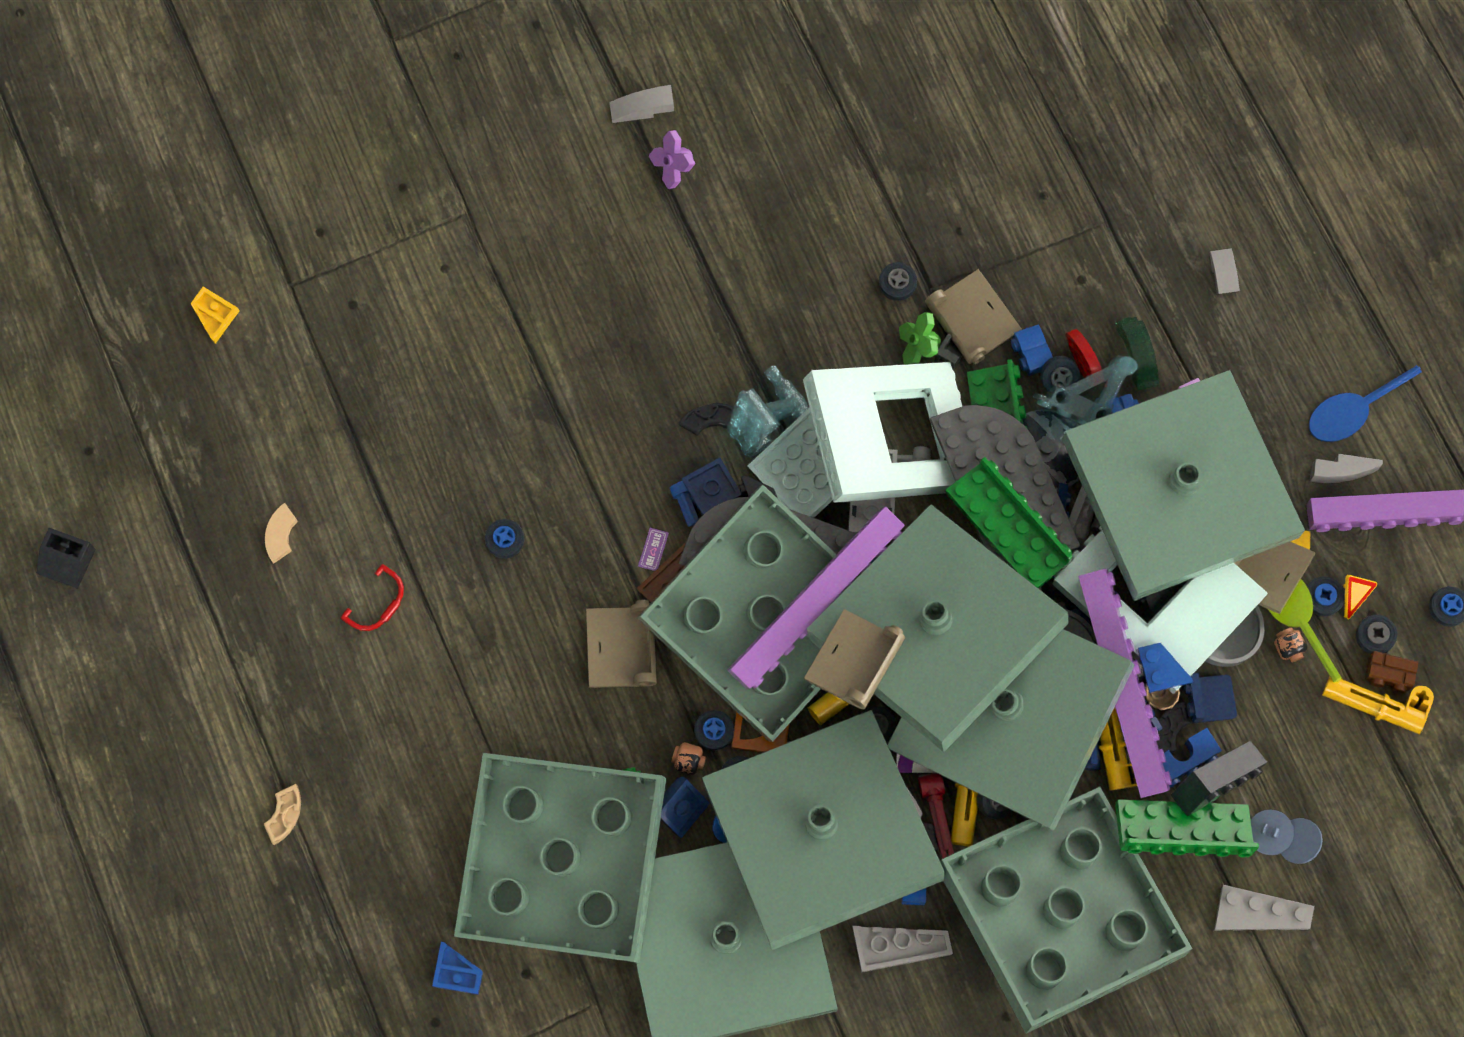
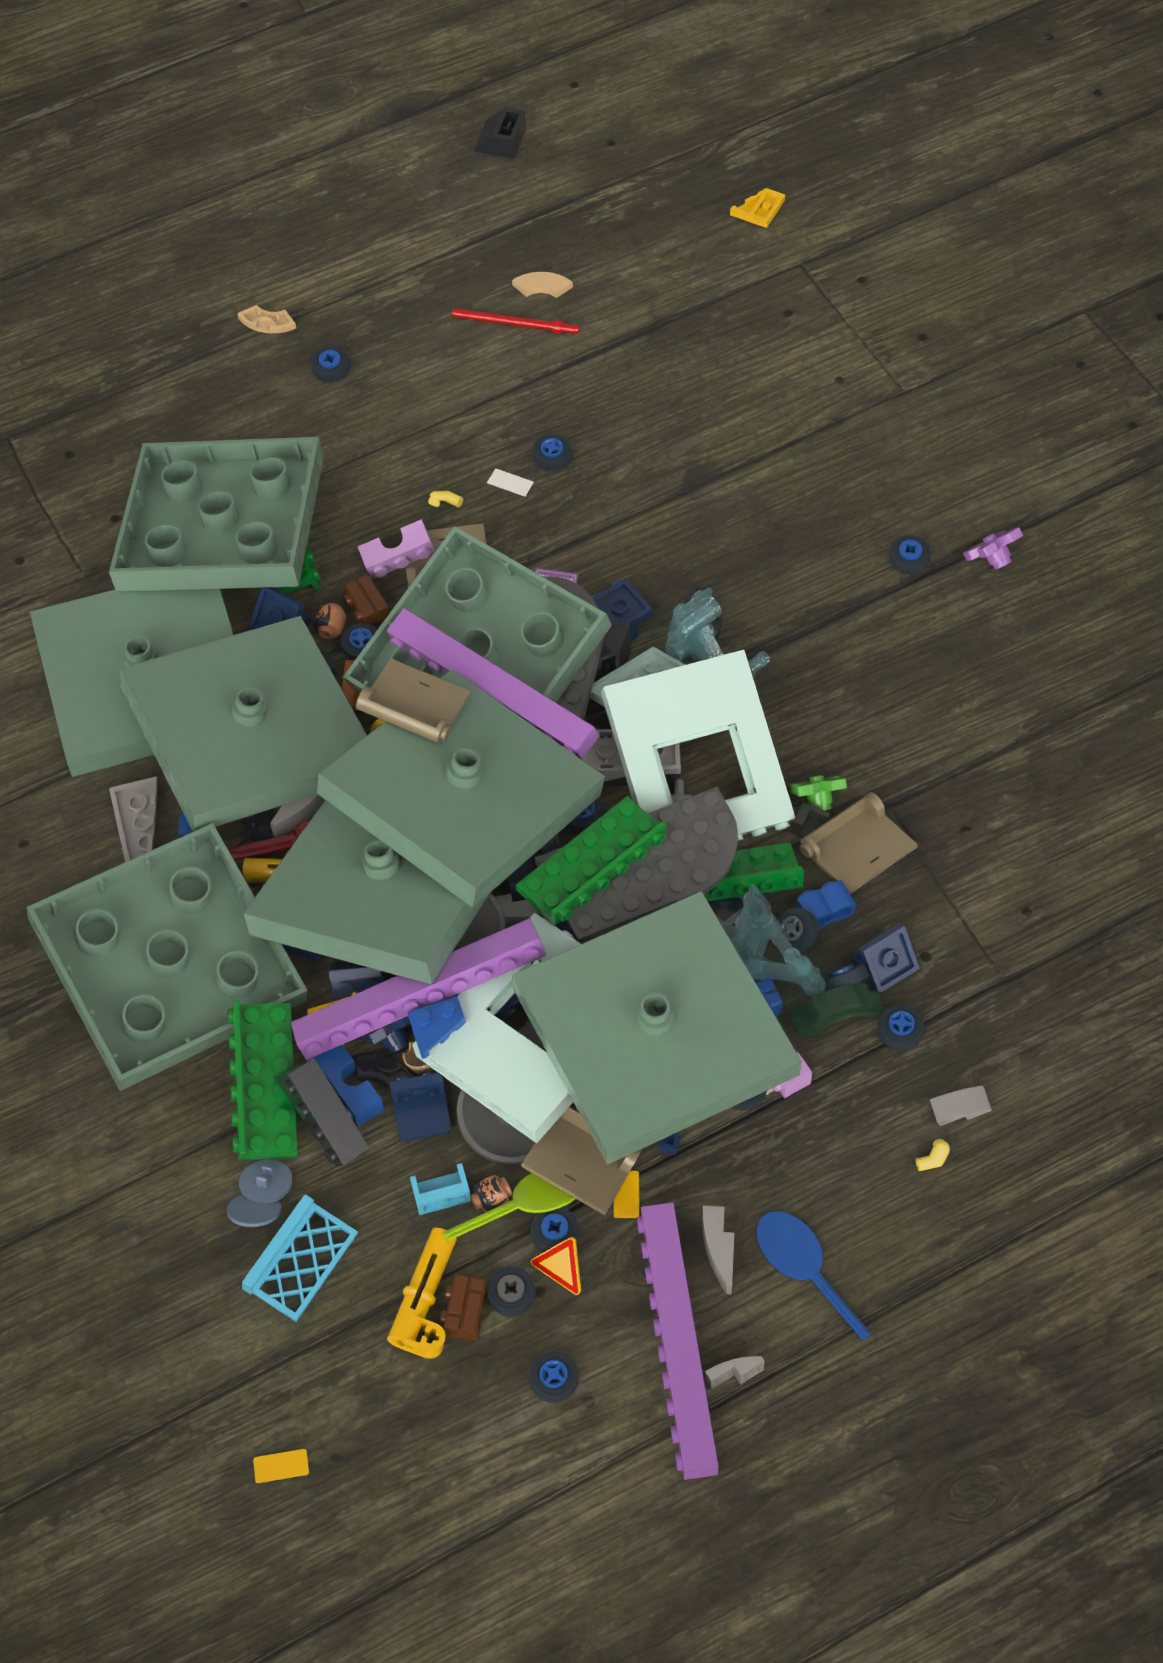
camera: 85 degrees right, 15 degrees down
(340, 523) = (555, 326): none -> red bar
(362, 756) = (330, 364): none -> black wheel
(391, 609) = (474, 375): red piece -> none
(456, 972) = (114, 460): blue wing -> none
(531, 582) = (510, 482): none -> white sticker
(544, 644) = (446, 496): none -> light yellow arm
(612, 670) = (414, 546): none -> lavender arch
(642, 104) = (1056, 520): light grey slope -> none
(663, 239) = (910, 554): none -> black wheel
(668, 723) = (366, 601): none -> reddish brown brick
(898, 273) = (889, 768): black wheel -> none
(1082, 353) = (827, 948): red piece -> none
(1088, 309) = (888, 958): none -> dark blue bracket
(1110, 340) = (846, 975): none -> black wheel
(1155, 299) = (901, 1017): none -> black wheel
(1256, 911) = (174, 1172): light grey wing -> none
(1269, 296) = (936, 1158): none -> light yellow arm
(1285, 685) = (441, 1191): none -> medium azure panel
(1335, 822) = (277, 1251): none -> medium azure fence
(1446, 462) = (741, 1368): none -> light grey slope

